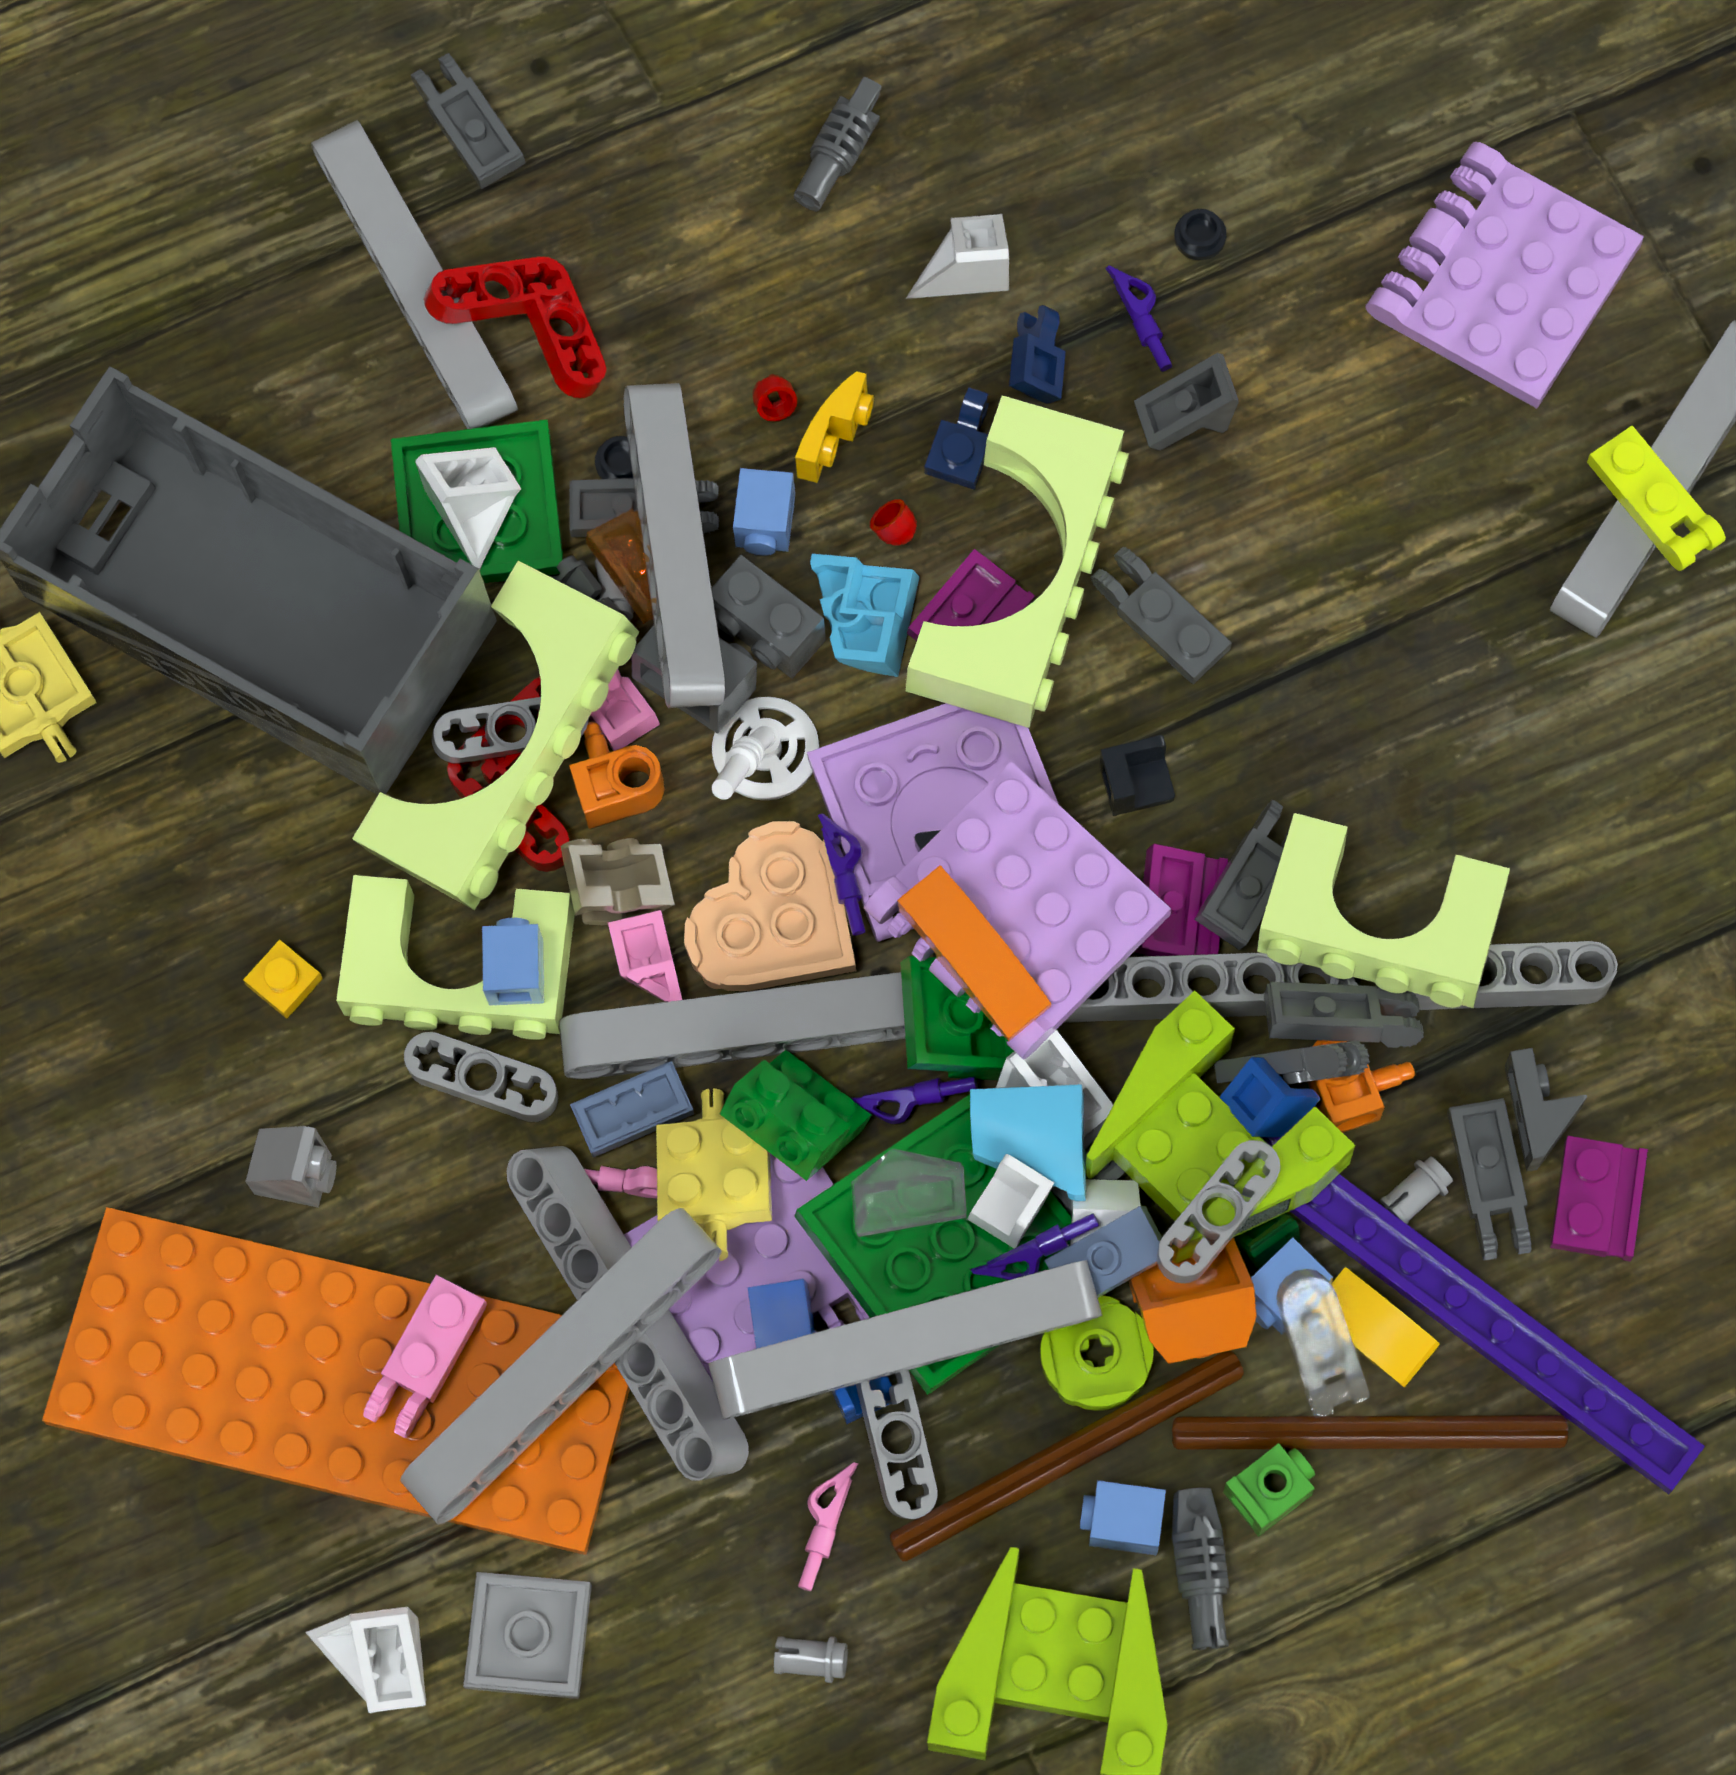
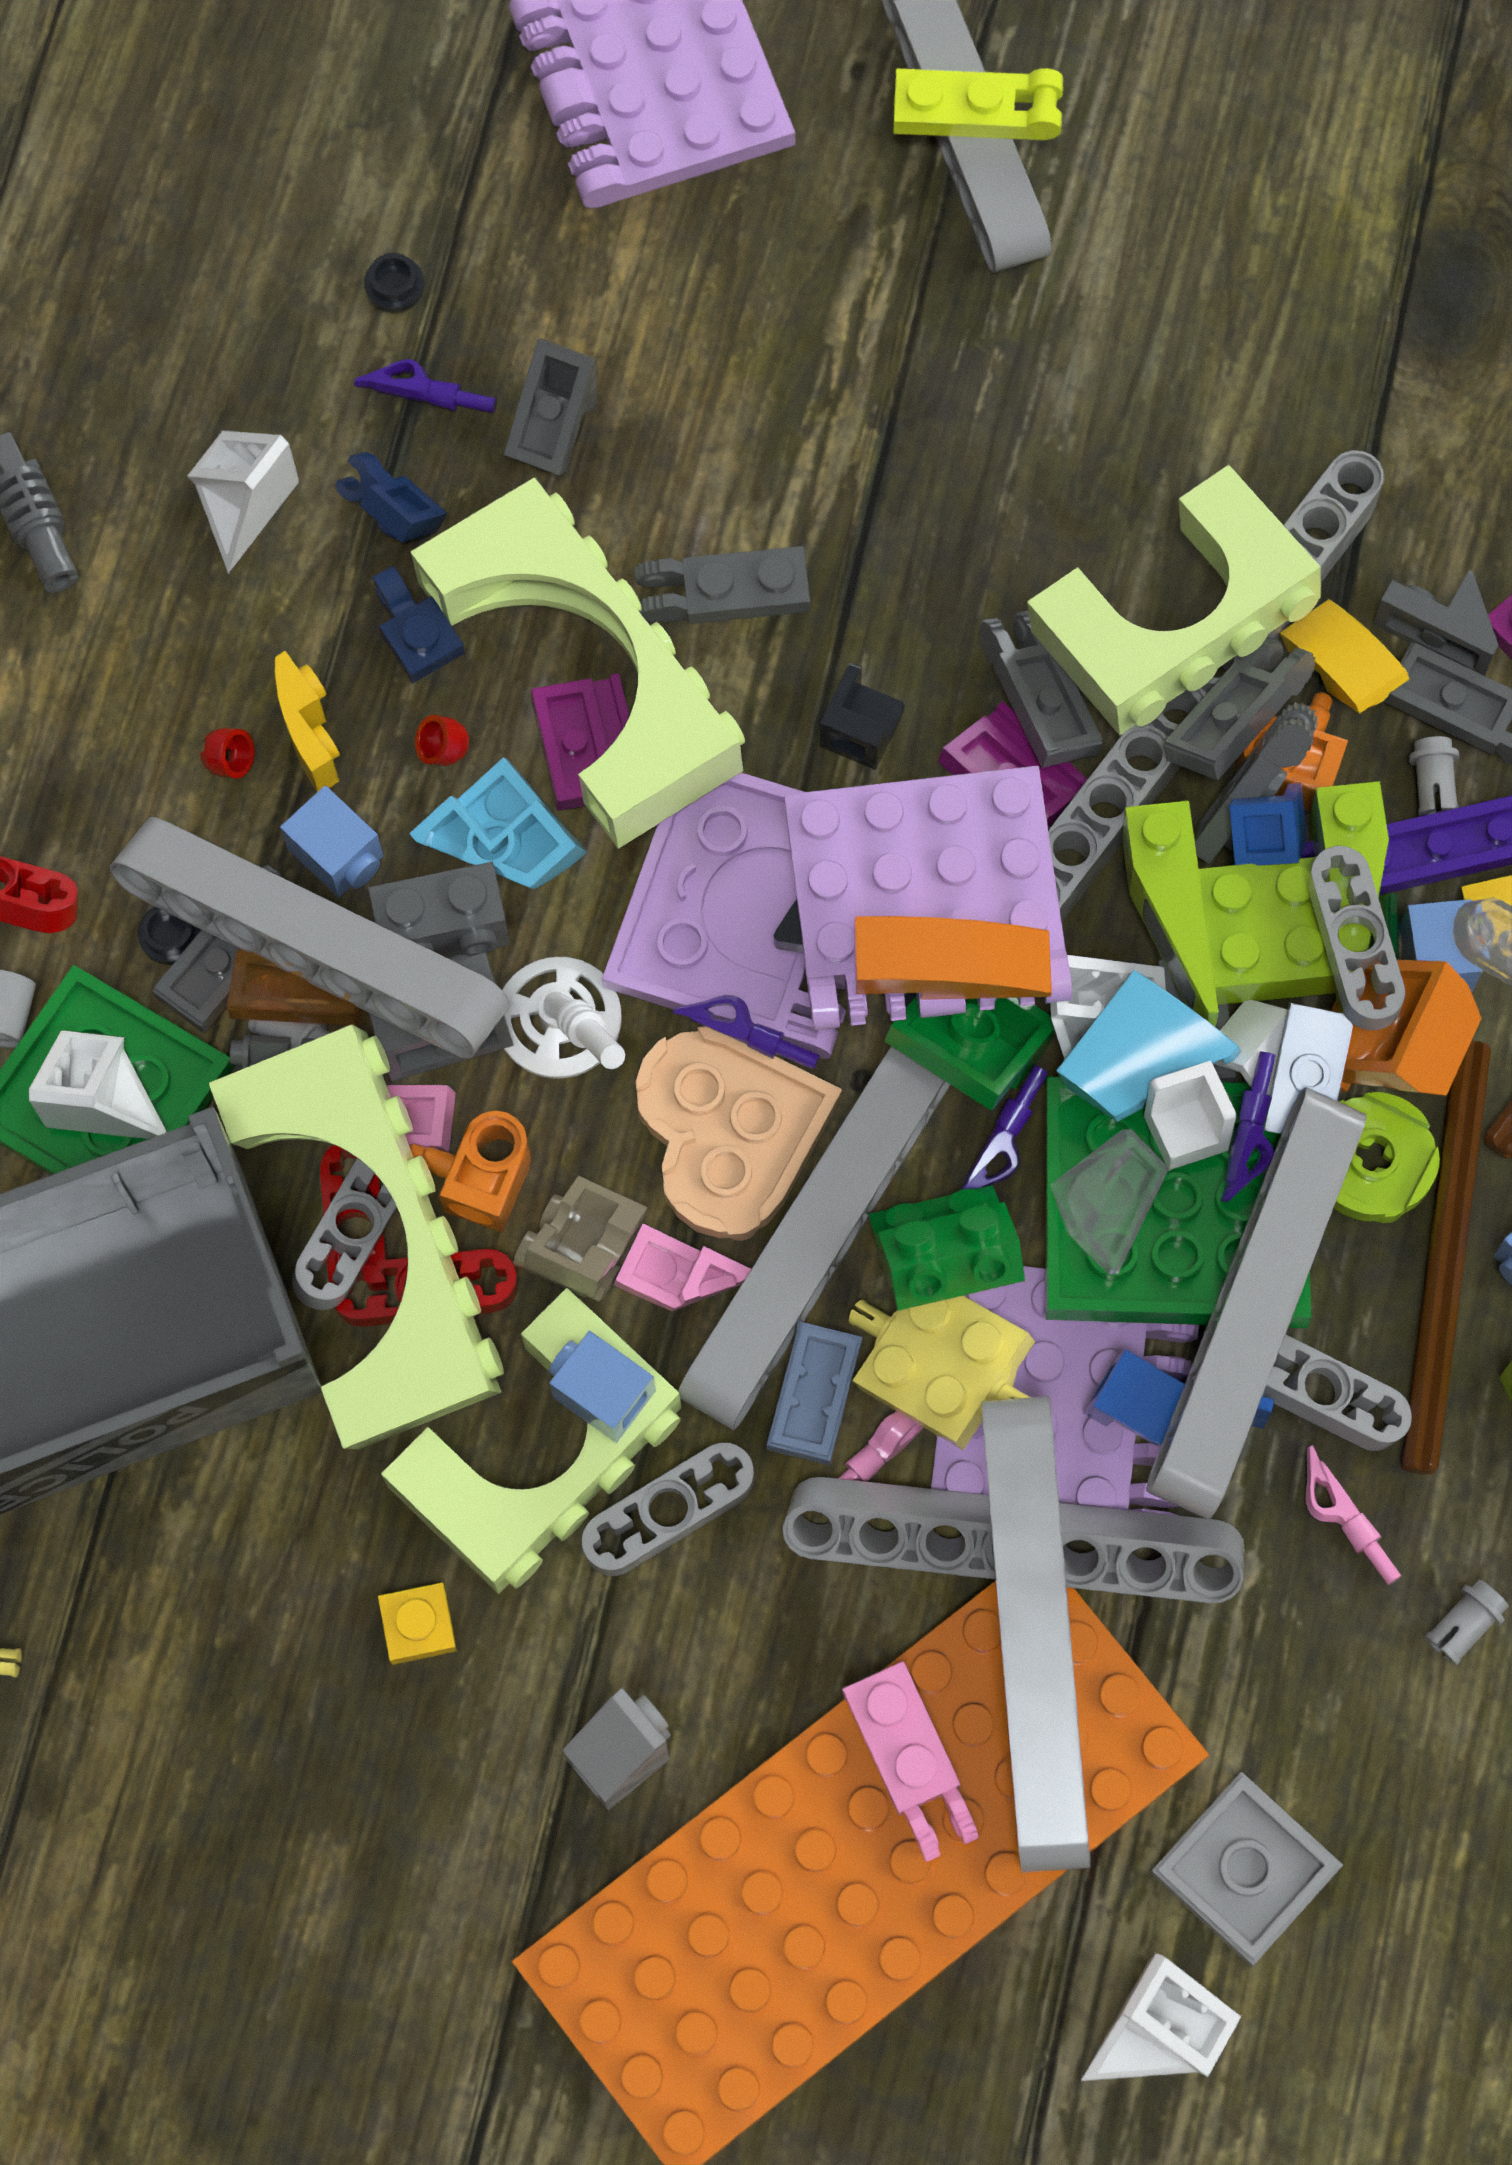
camera: 55 degrees left, 0 degrees up
(1451, 1060) = (1347, 656): none -> yellow slope

